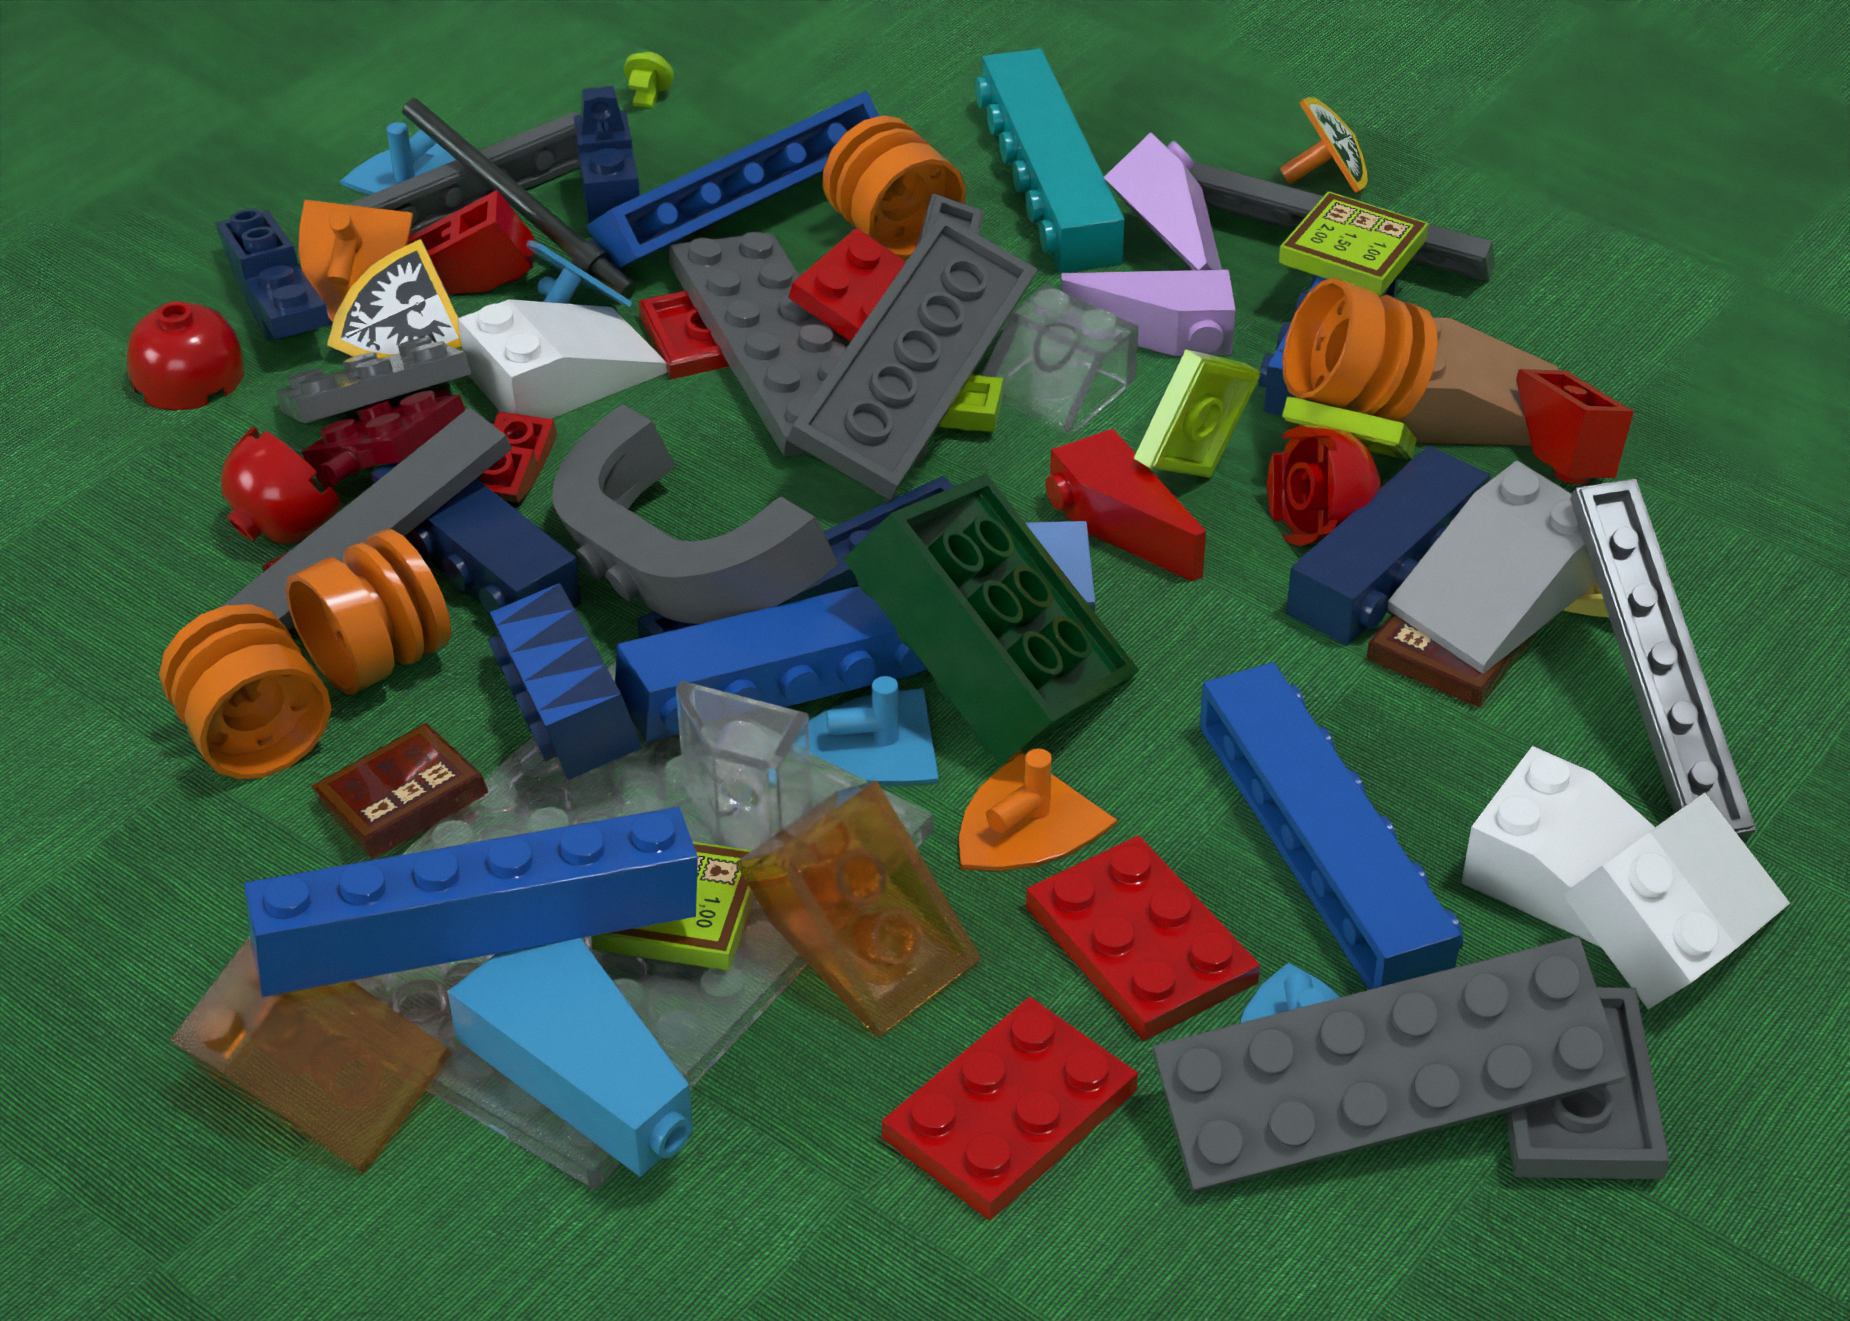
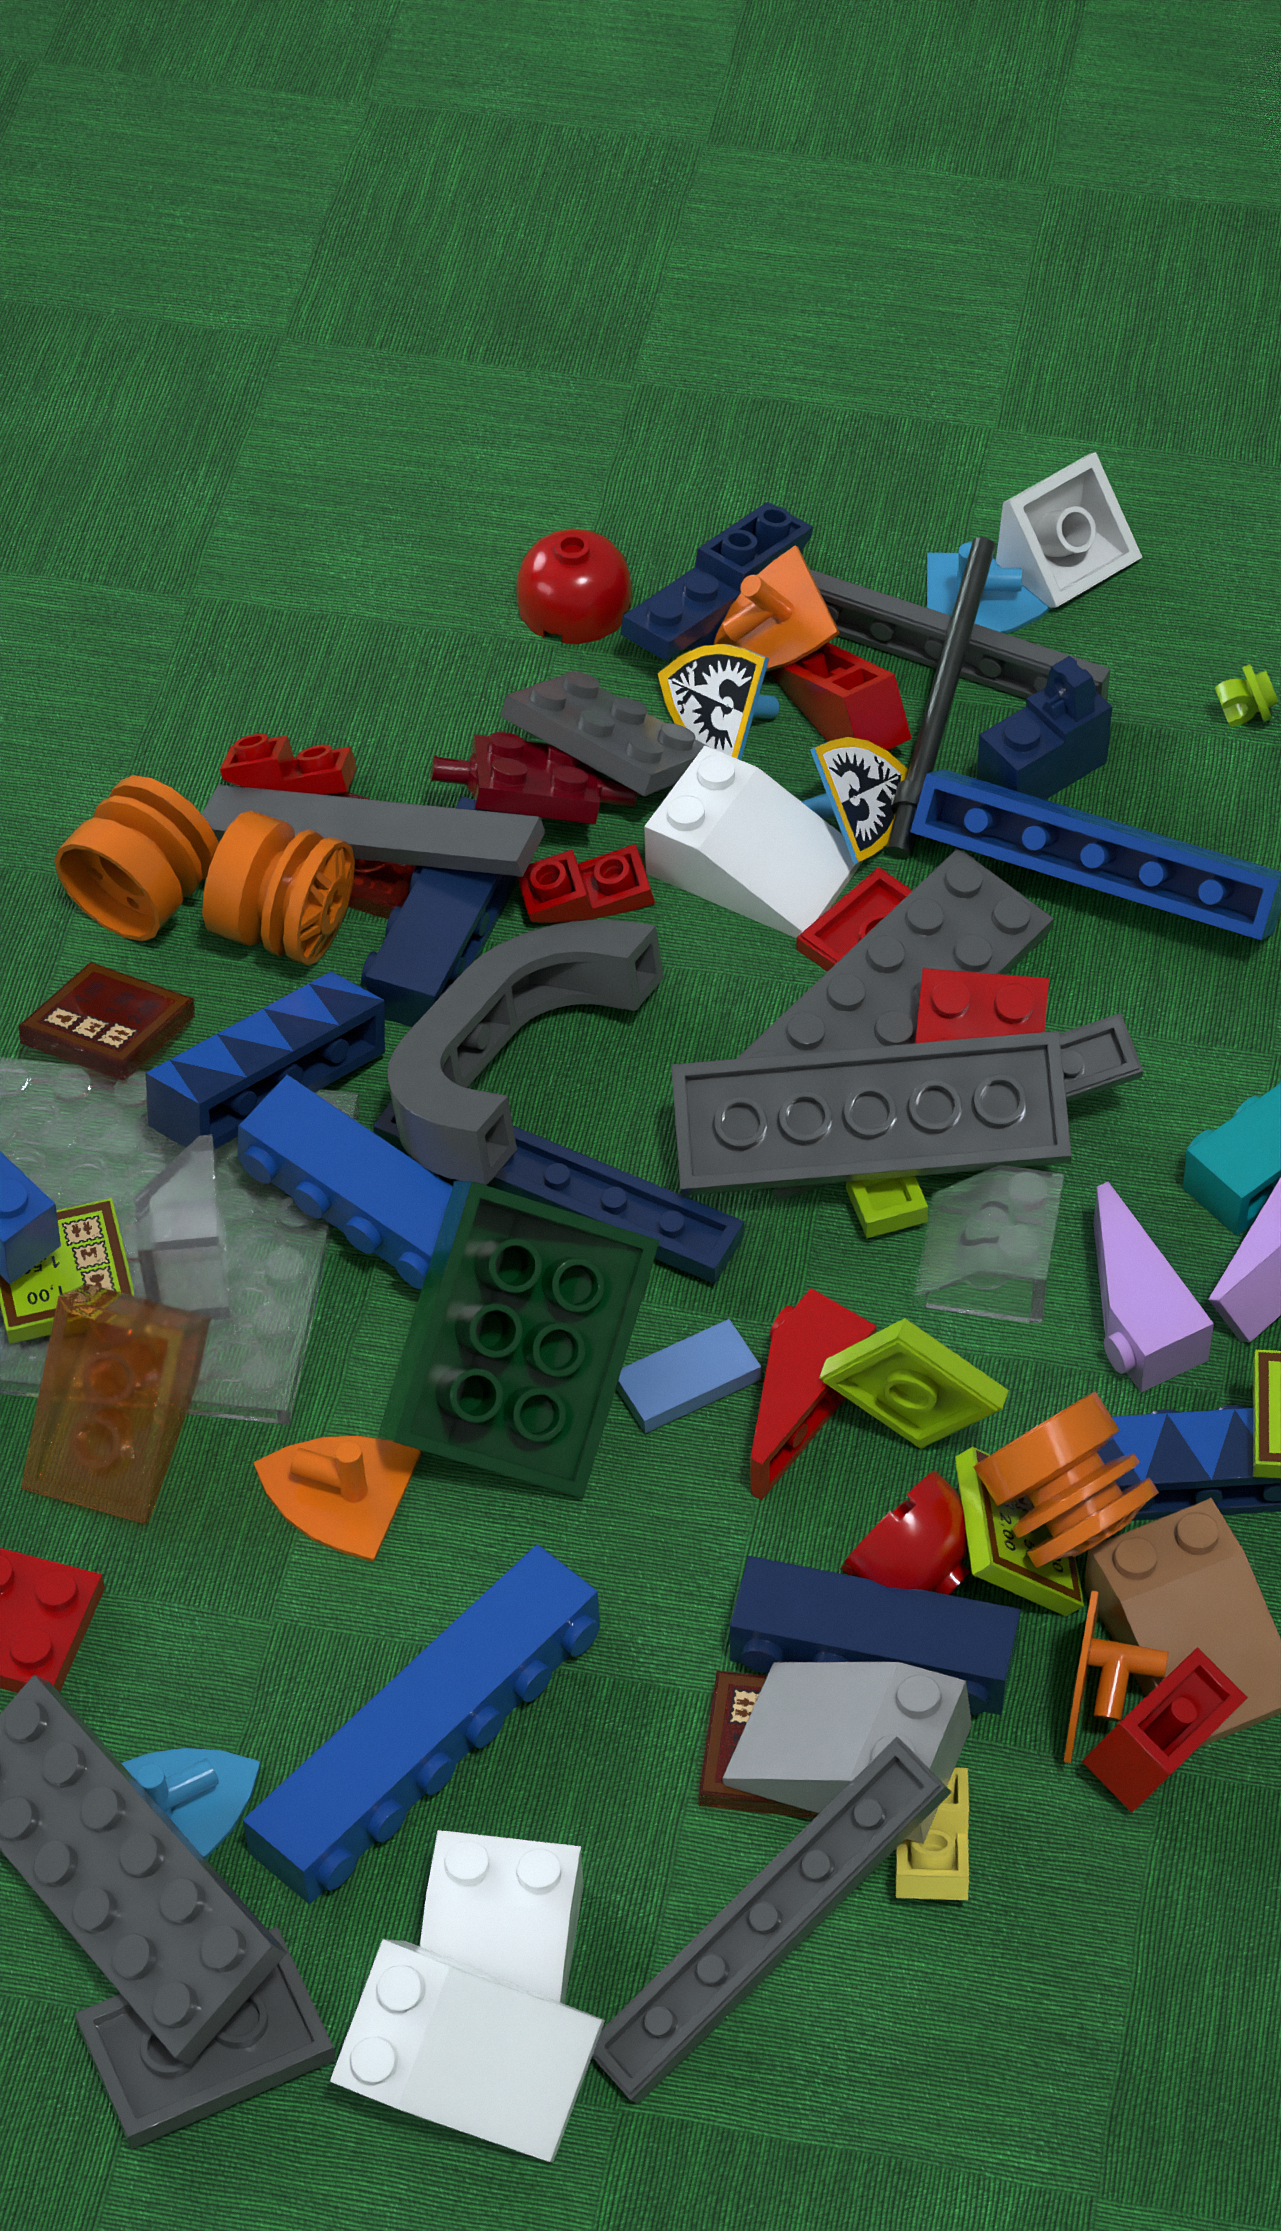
camera: 65 degrees right, 10 degrees up
(199, 590) = (271, 765): none -> red slope
(273, 491) = (403, 738): red cylinder -> none
(403, 78) = (1066, 533): none -> white slope
(879, 736) = (364, 1327): dark azure shield -> none
(884, 180) = (1165, 976): orange wheel -> none
(1142, 937) = (229, 1633): red plate -> none
(1494, 428) = (1116, 1663): none -> orange shield

